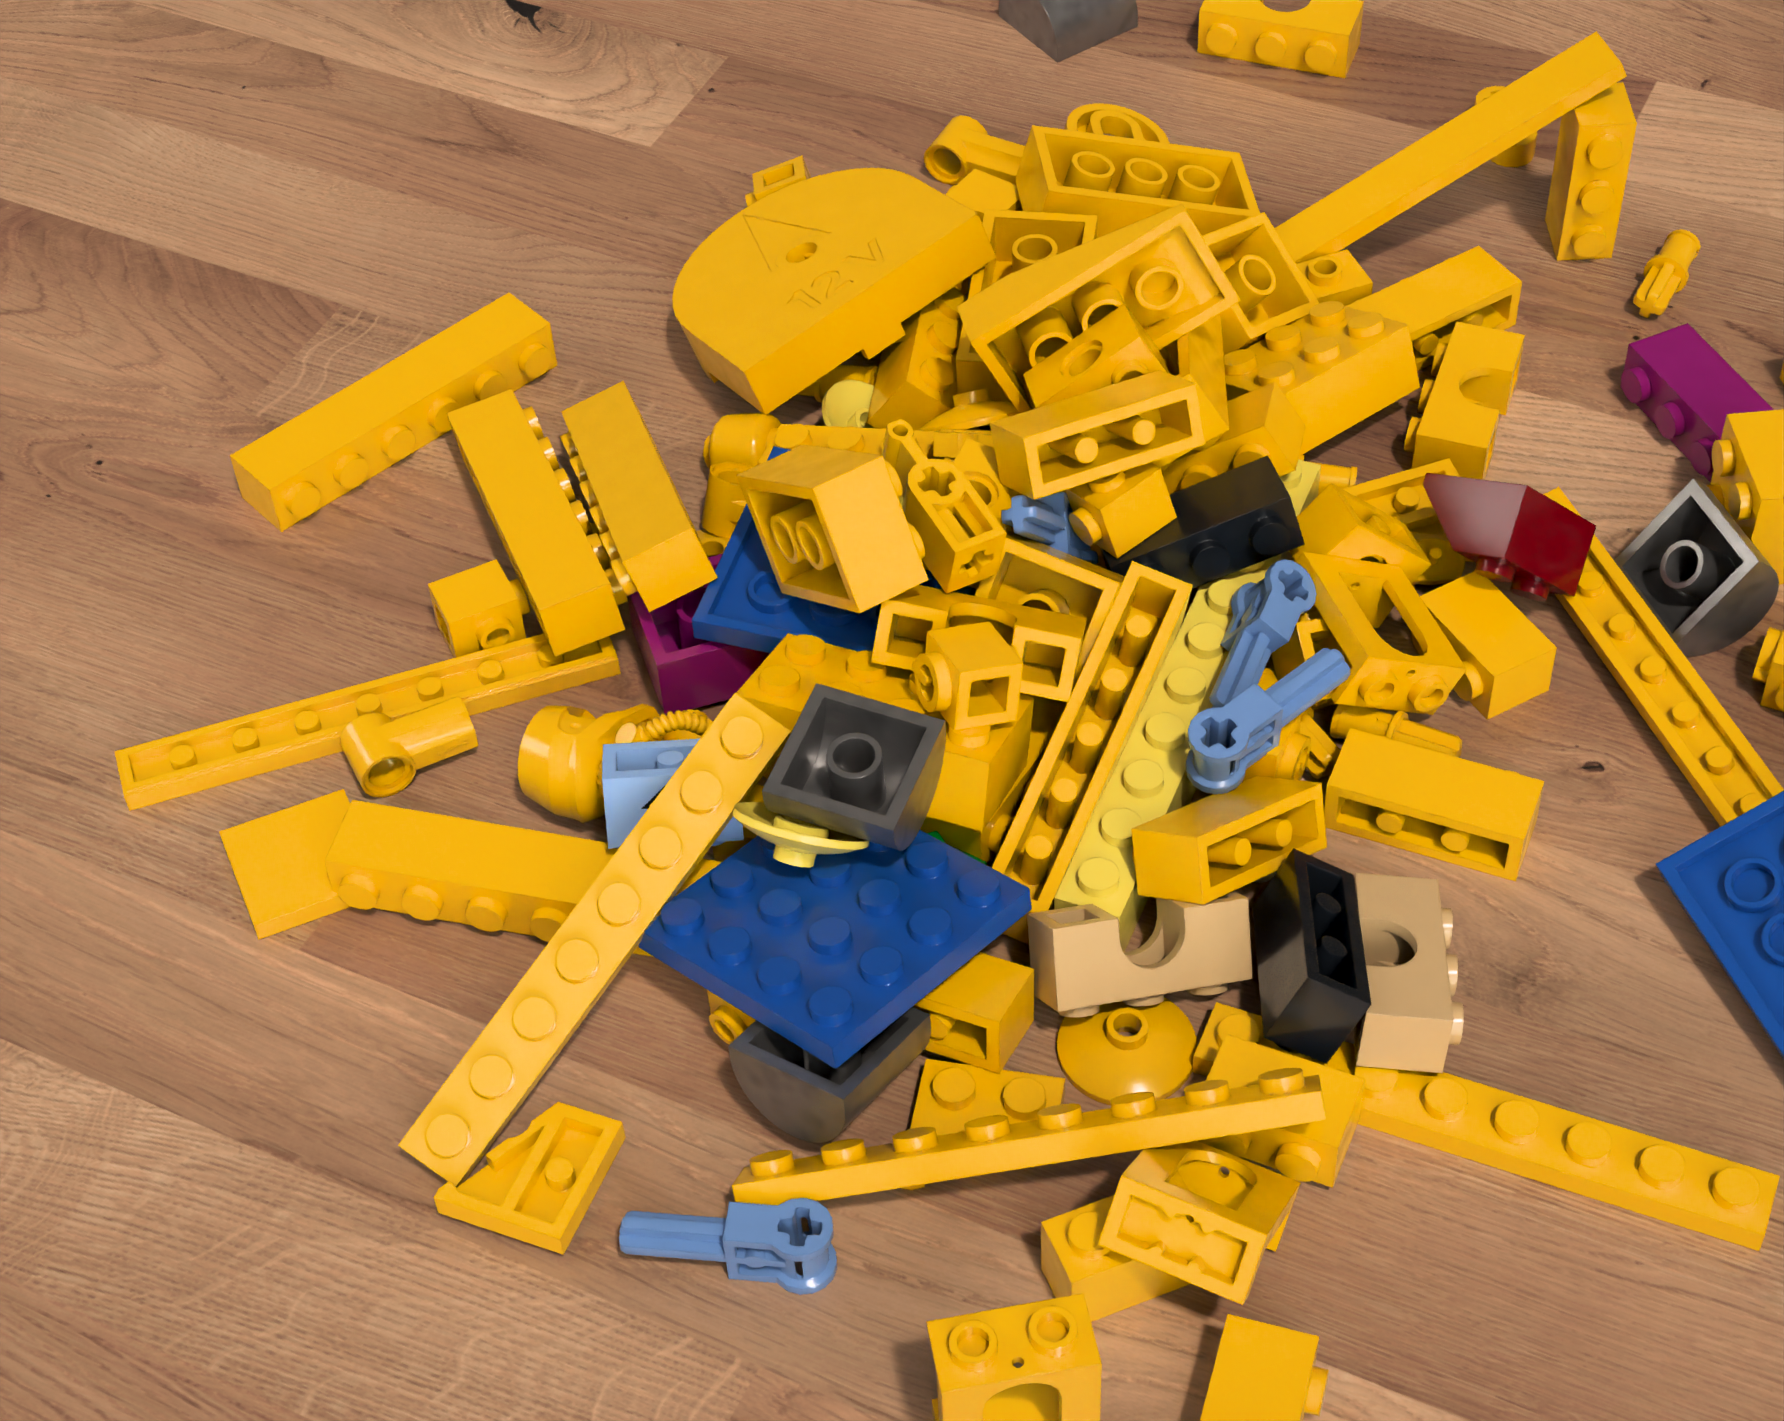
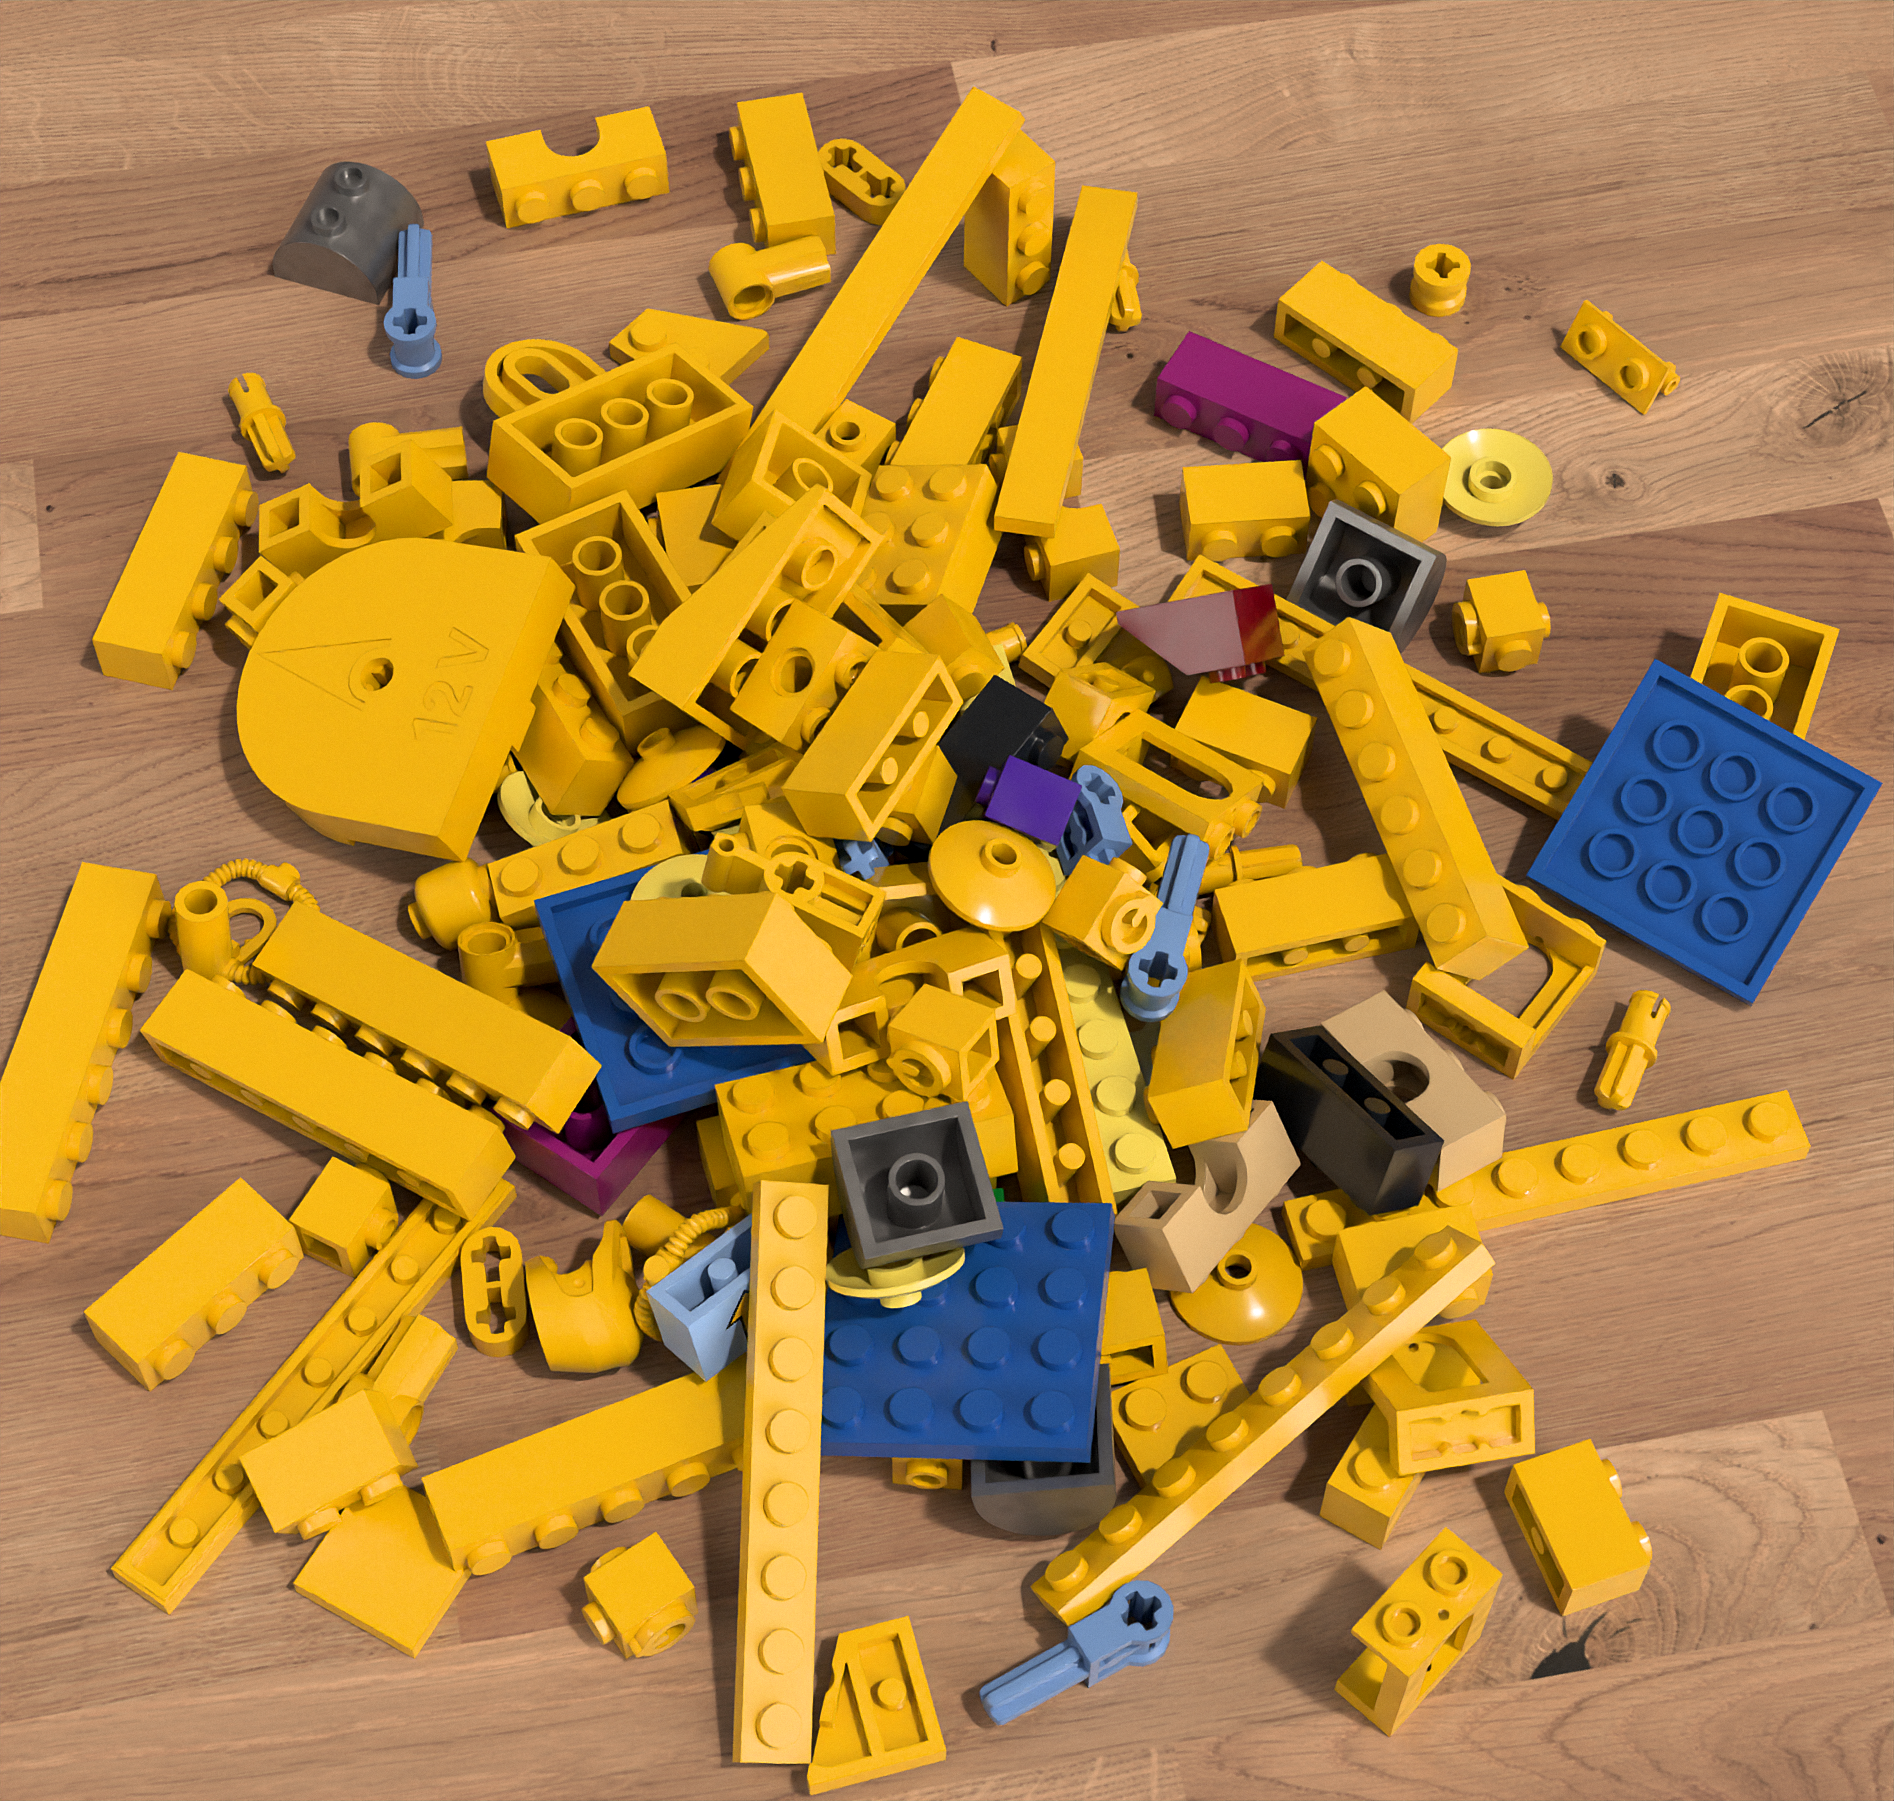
camera: 40 degrees left, 10 degrees up
(302, 754) = (329, 1464): none -> yellow brick
(337, 600) = (195, 1285): none -> yellow brick
(439, 987) = (639, 1598): none -> yellow brick
(545, 689) = (510, 1291): none -> yellow beam
(548, 369) = (202, 919): none -> yellow piece
(715, 169) = (175, 571): none -> yellow brick
(899, 92) = (262, 423): none -> yellow axle
(928, 147) = (399, 498): none -> yellow arch
(1067, 67) = (412, 318): none -> medium blue connector
(1127, 586) = (991, 876): none -> yellow dish
(1207, 662) = (1104, 910): none -> yellow brick
(1210, 554) = (1028, 801): none -> dark purple brick
(1277, 183) = (718, 345): none -> yellow wing
(1353, 148) = (753, 278): none -> yellow piece
(1439, 87) = (782, 172): none -> yellow brick
(1554, 298) = (1066, 363): none -> yellow tile
(1587, 749) = (1414, 800): none -> yellow brick
(1622, 897) = (1485, 1028): none -> yellow panel
(1627, 473) = (1244, 510): none -> yellow brick
(1647, 1061) = (1631, 1050): none -> yellow axle

